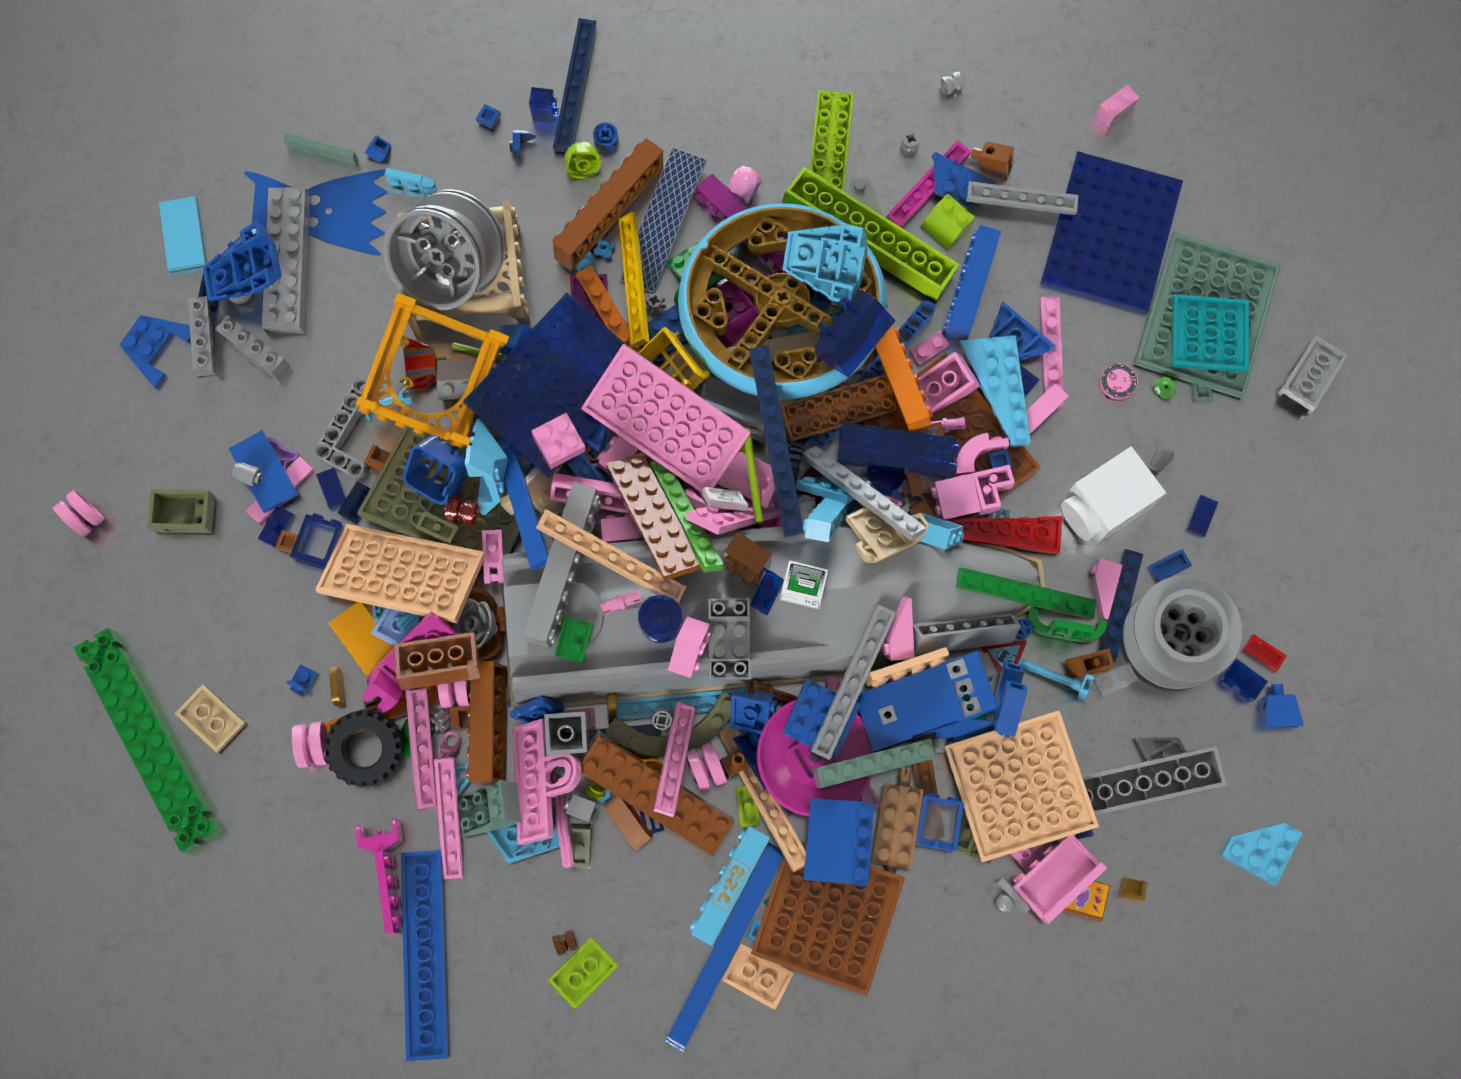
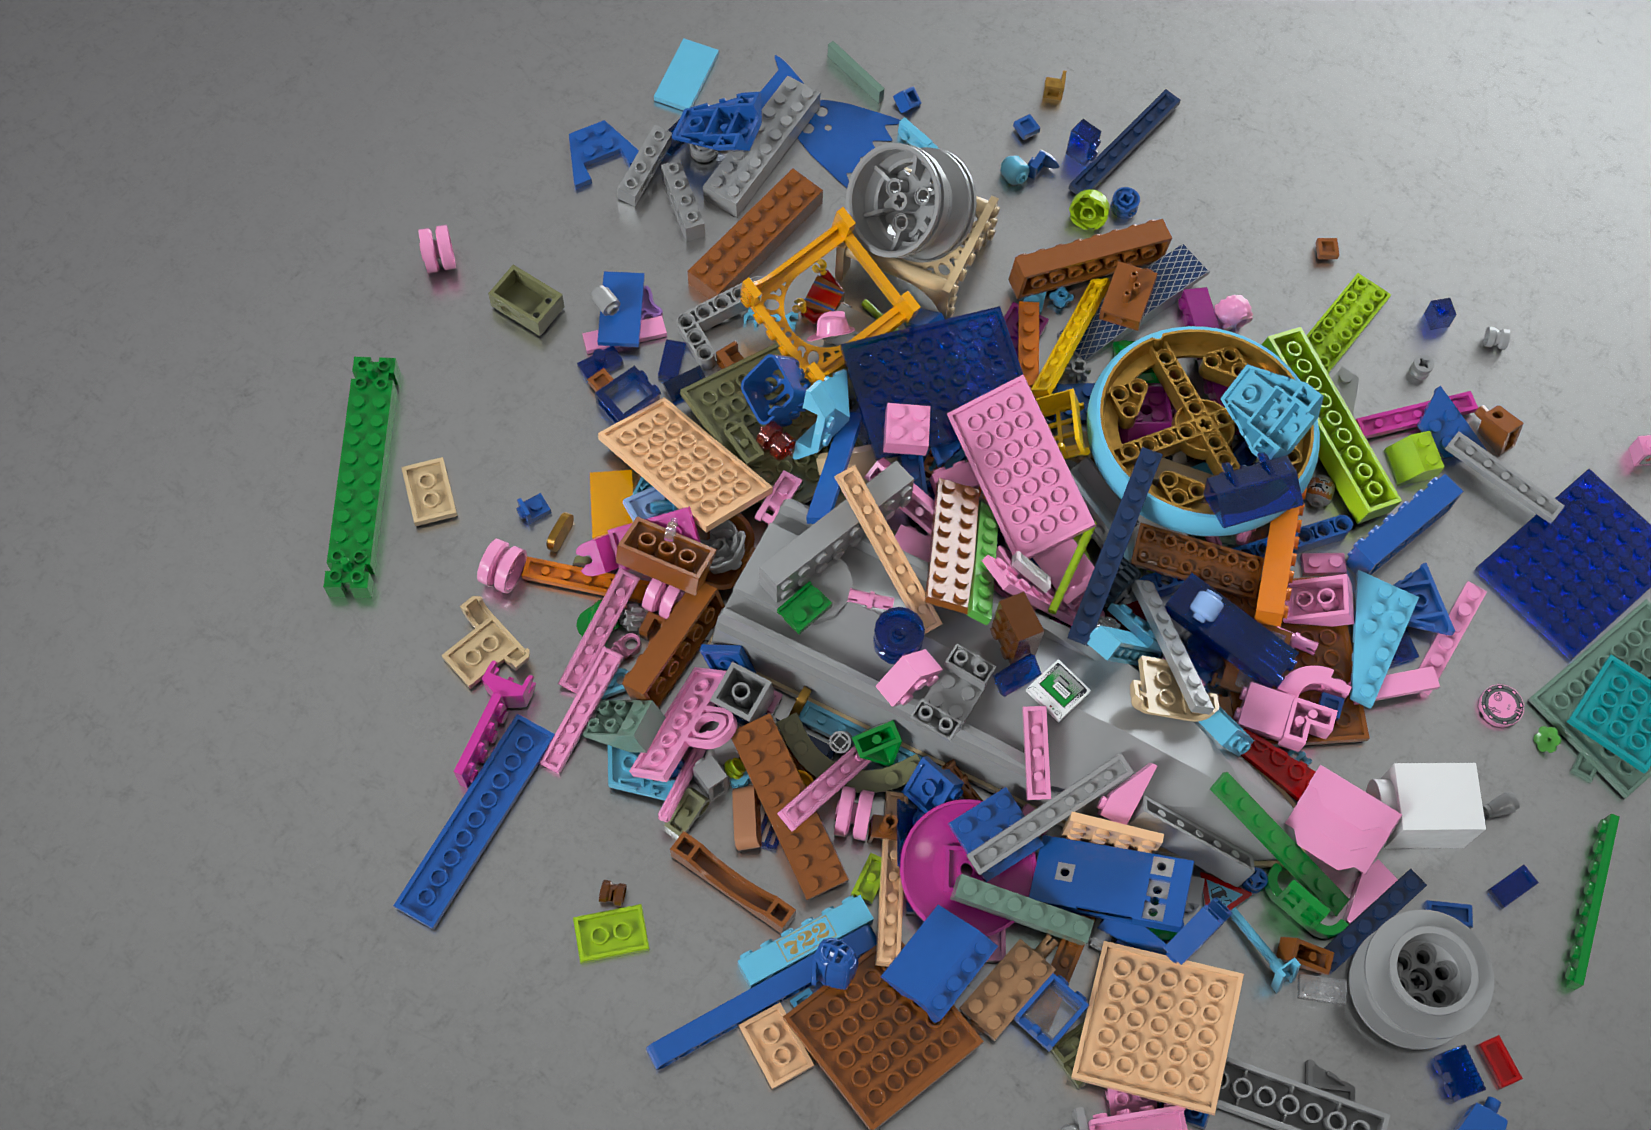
camera: 30 degrees right, 10 degrees down
(331, 342) = (756, 235): none -> dark orange brick
(339, 815) = (484, 644): none -> tan piece
(390, 742) = (560, 623): black tyre -> none
(430, 639) = (671, 530): none -> clear piece
(445, 388) = (831, 324): none -> bright pink piece
(489, 67) = (1054, 87): none -> pearl gold panel
(502, 160) = (1014, 170): none -> medium azure head
(649, 877) = (753, 898): none -> dark orange arch
(657, 218) = (1128, 295): none -> dark orange piece
(690, 702) = (879, 743): none -> green slope
(766, 893) = (836, 966): none -> blue piece
(783, 83) = (1327, 248): none -> dark orange plate
(816, 643) = (1036, 752): none -> bright pink plate
(869, 444) = (1206, 606): none -> light blue head
(895, 291) = (1320, 491): none -> light grey head
(899, 88) = (1440, 313): none -> clear blue brick
(1061, 551) = (1341, 822): none -> bright pink slope
(1264, 498) = (1590, 908): none -> green plate

